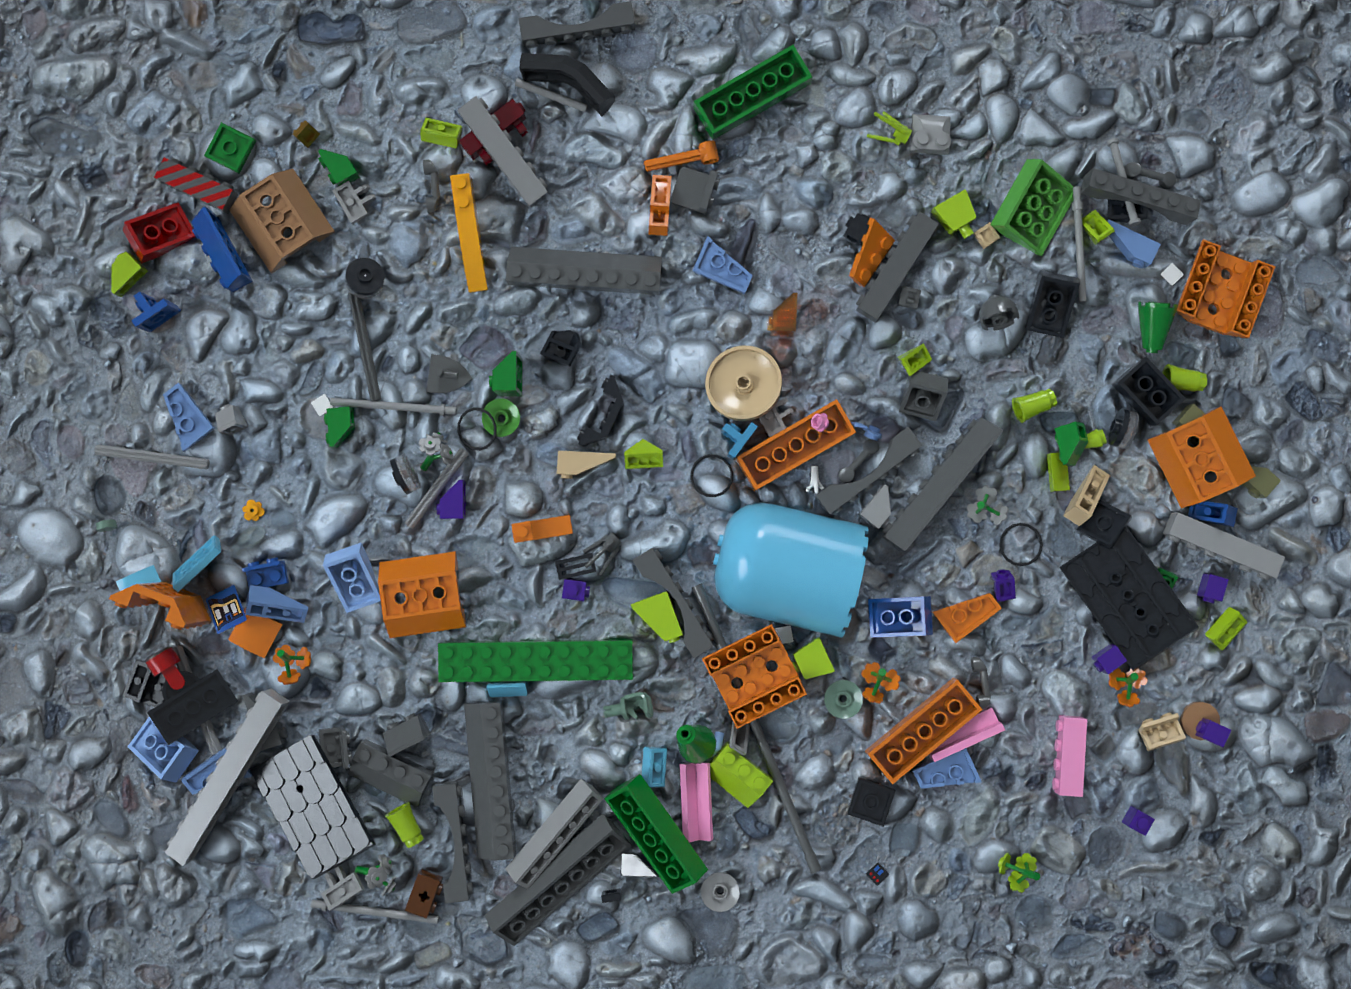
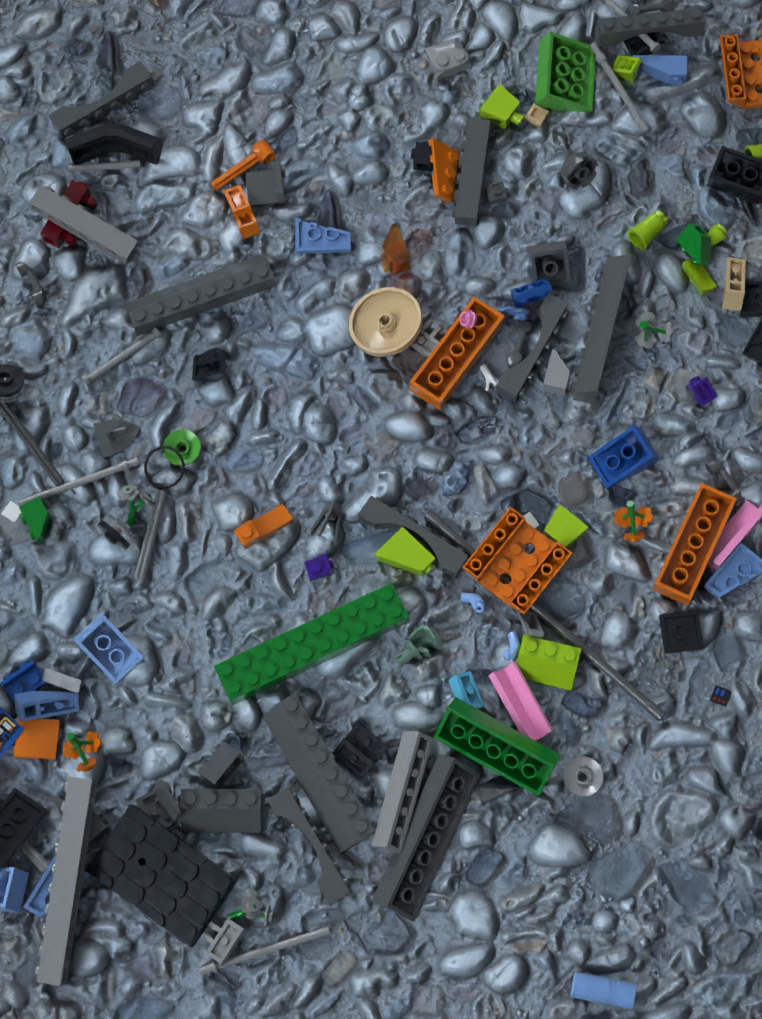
camera: 20 degrees left, 15 degrees down
(300, 591) = (63, 680): none -> slope
(405, 824) = (257, 851): lime plant -> none
(417, 581) = (186, 644): orange slope -> none
(417, 902) = (300, 897): reddish brown brick -> none
(440, 133) = (20, 237): lime slope -> none
(453, 503) = (171, 541): dark purple slope -> none
(469, 232) = (82, 306): light orange slope -> none
(484, 300) = (120, 357): none -> light grey bar
(507, 689) = (297, 683): medium azure slope -> none
(508, 376) = (172, 406): green slope -> none
(536, 775) = (360, 750): none -> black slope
(559, 569) = (303, 542): black tile -> none
(576, 463) = (270, 454): tan slope -> none
(591, 436) = (271, 427): black slope -> none
(611, 895) = (483, 827): black tile -> none
(643, 456) = (326, 424): lime slope -> none
(696, 743) = (492, 647): green cone -> none
(701, 686) = (475, 600): none -> light blue arm
(711, 495) = (387, 398): black piece -> none
(733, 433) = (401, 367): dark azure bracket -> none
(752, 92) = (278, 87): green brick -> none
(791, 567) = (505, 459): medium azure cylinder -> none
(850, 706) = (611, 542): sand green dish -> none
(893, 416) = (530, 292): none -> blue bracket
(901, 131) = (422, 67): lime plant -> none
(915, 359) = (525, 238): lime slope -> none
(967, 615) = (681, 431): orange wing -> none
(1001, 541) = (703, 333): black piece -> none
(1052, 303) = (621, 143): black slope -> none
(1123, 428) = (735, 213): black piece -> none
(1155, 324) = (716, 119): green cone -> none
(1172, 274) = (710, 78): white sticker -> none

